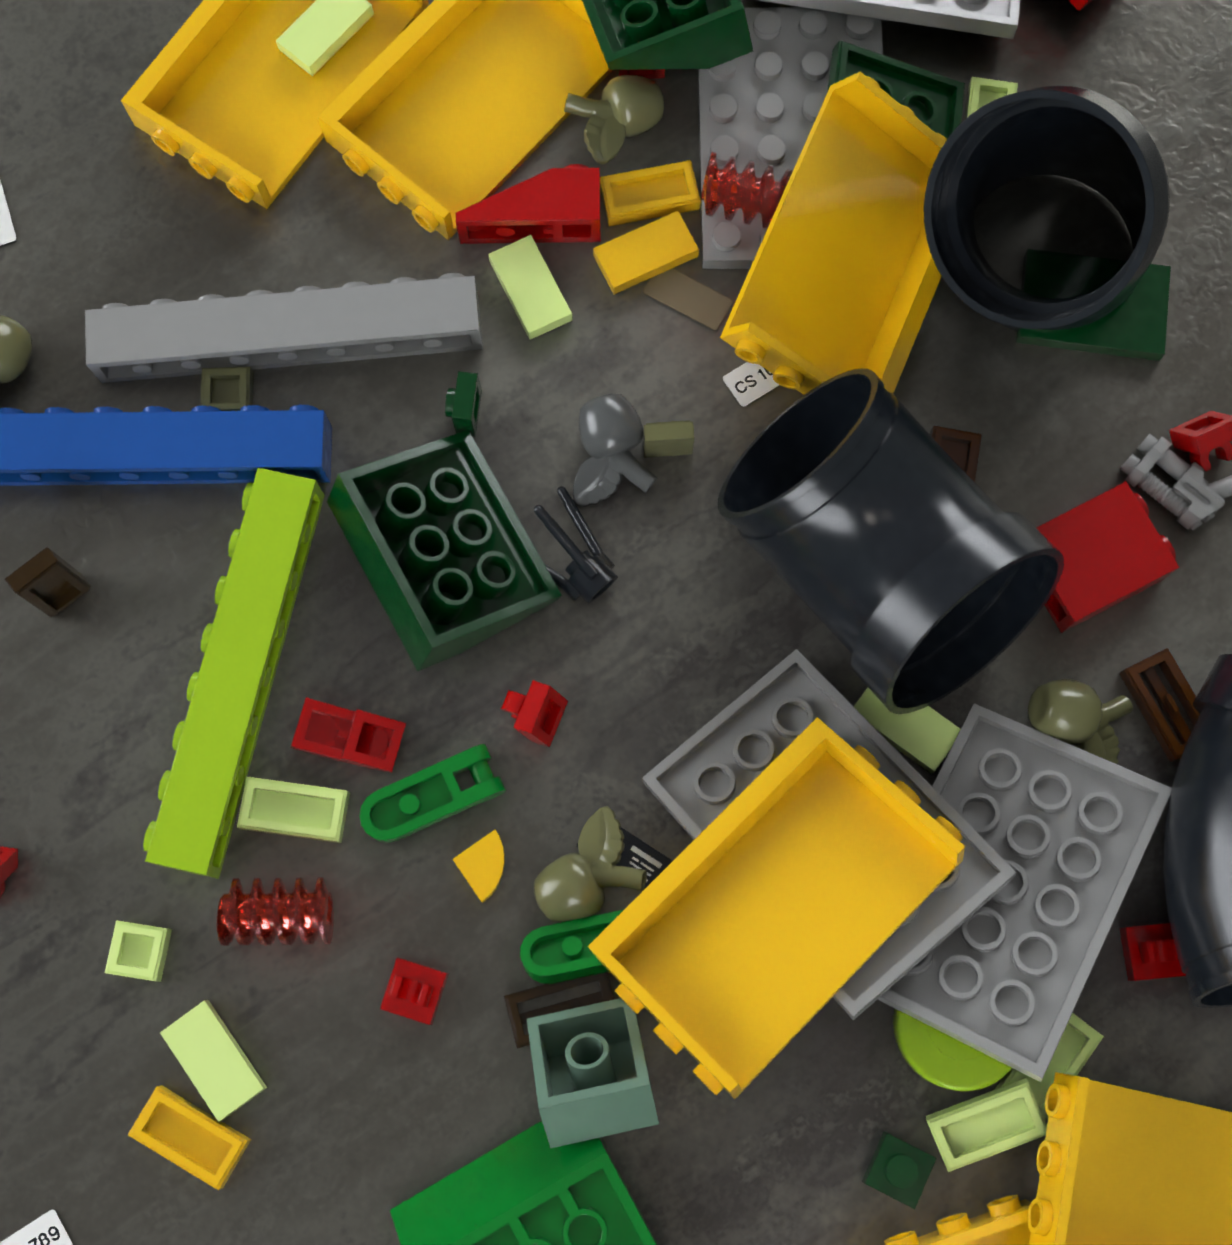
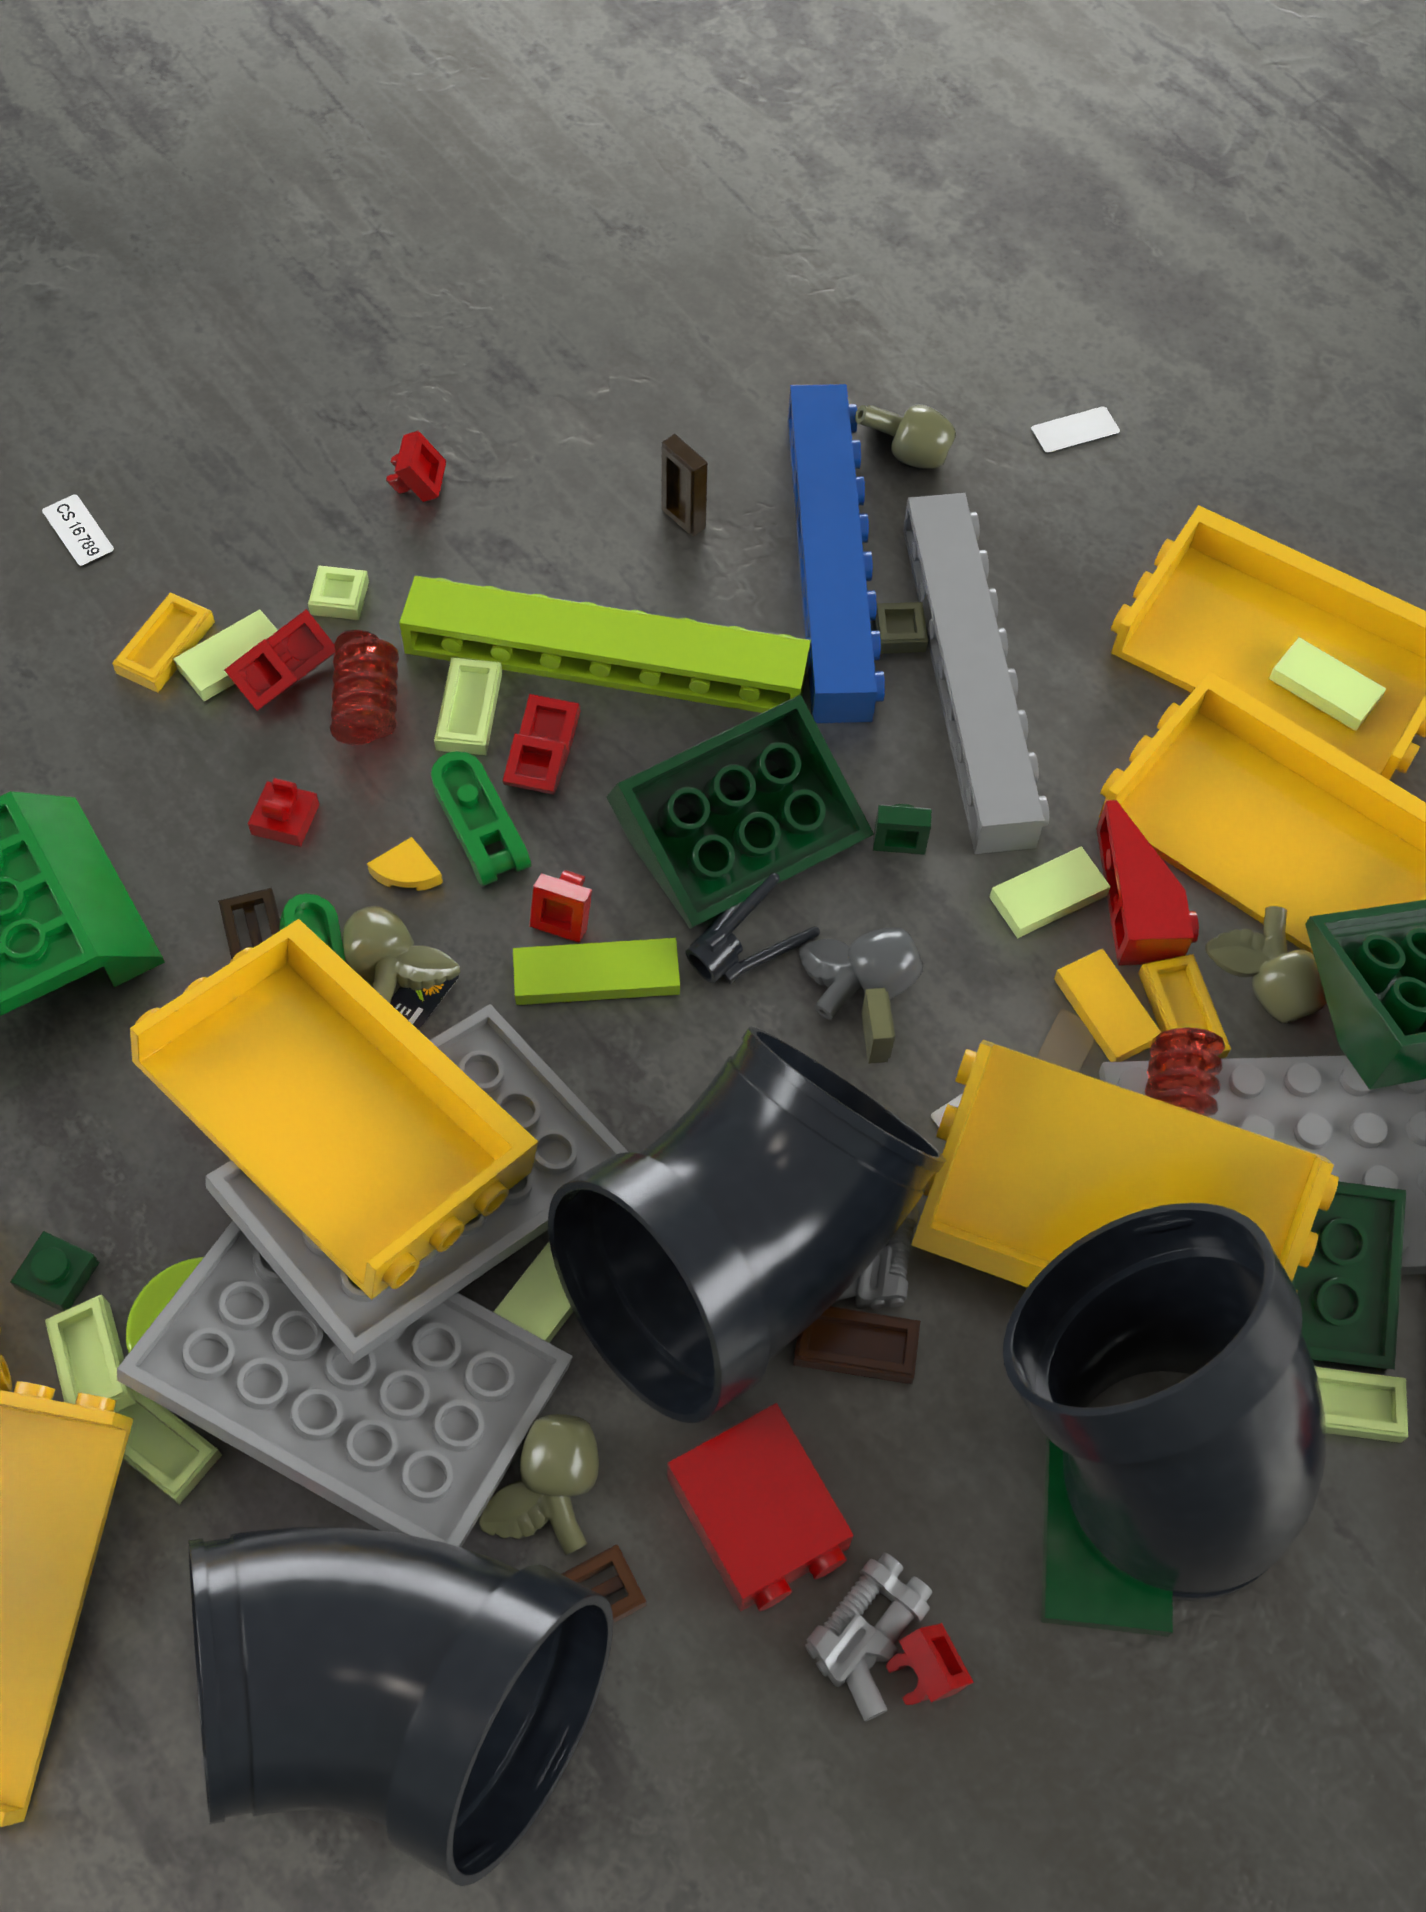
camera: 85 degrees right, 15 degrees down
(229, 1005) = (281, 660): none -> red slope
(590, 1072) = (172, 936): sand green brick -> none
(601, 685) = (596, 971): none -> lime tile

